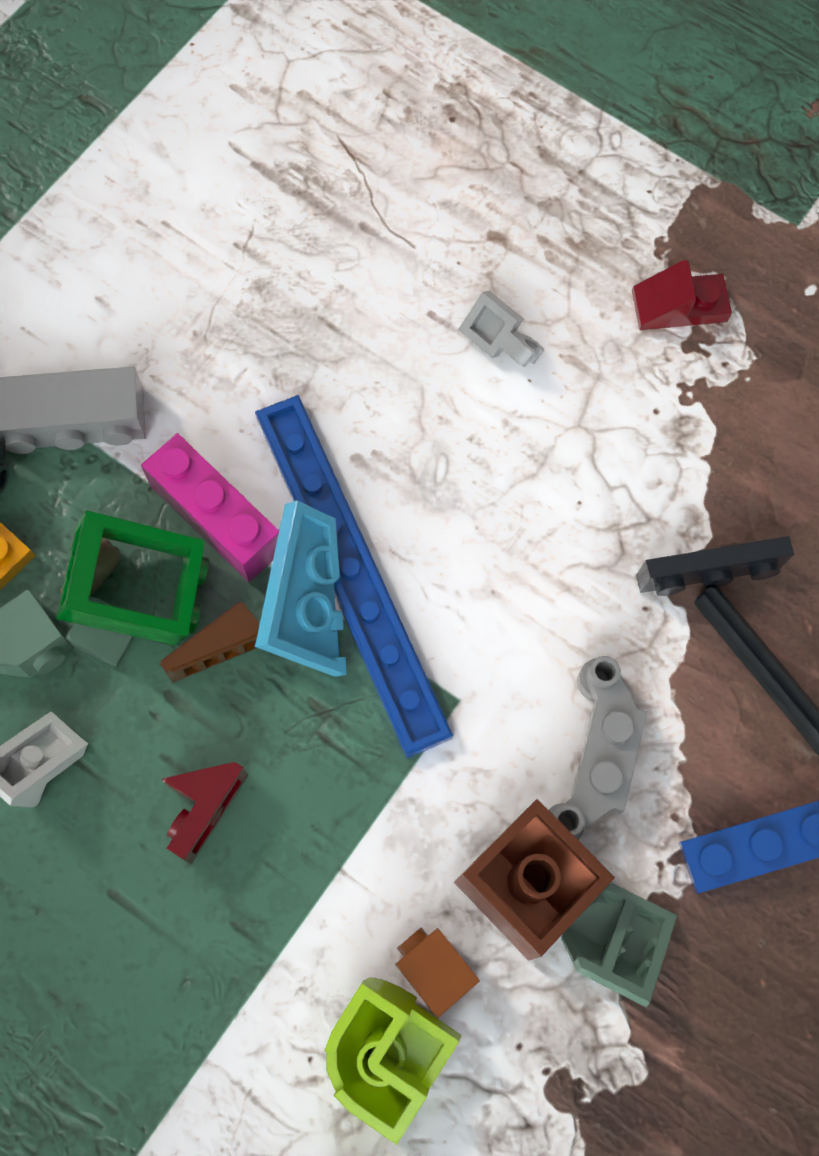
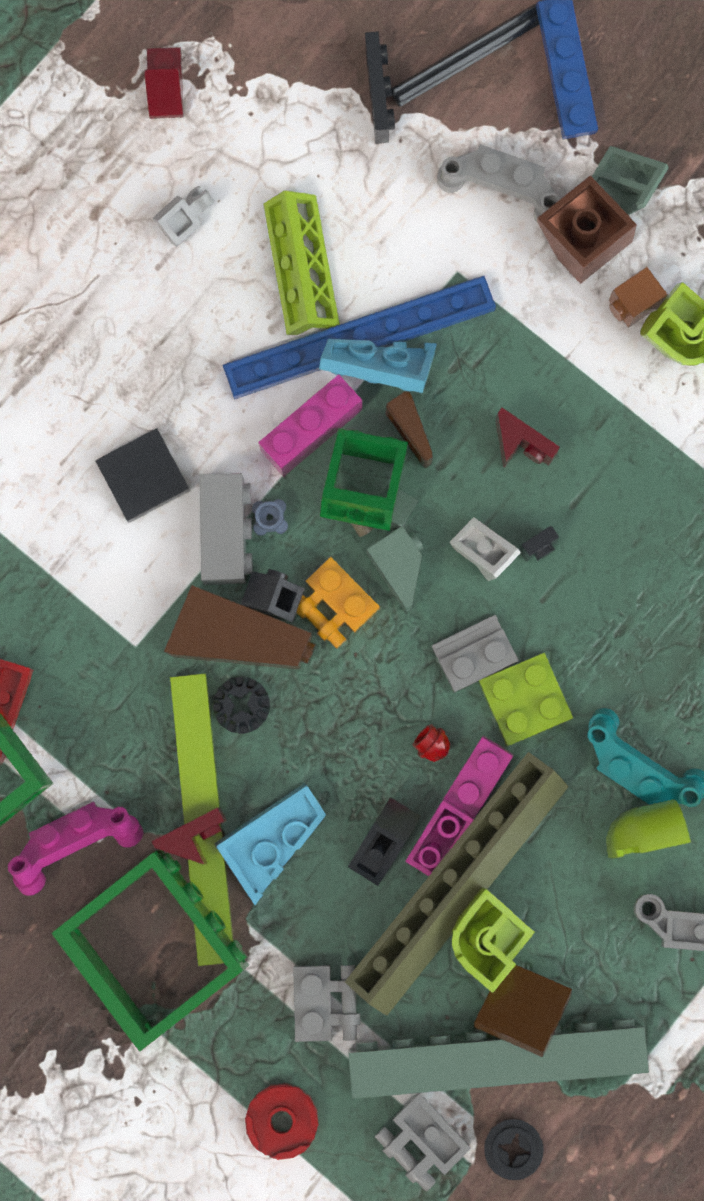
camera: 75 degrees left, 10 degrees up
(41, 842) = (540, 545): none -> black plate
(86, 456) = (274, 508): none -> sand blue plate
(146, 312) = (142, 475): none -> black tile
(445, 469) = (294, 260): none -> lime fence

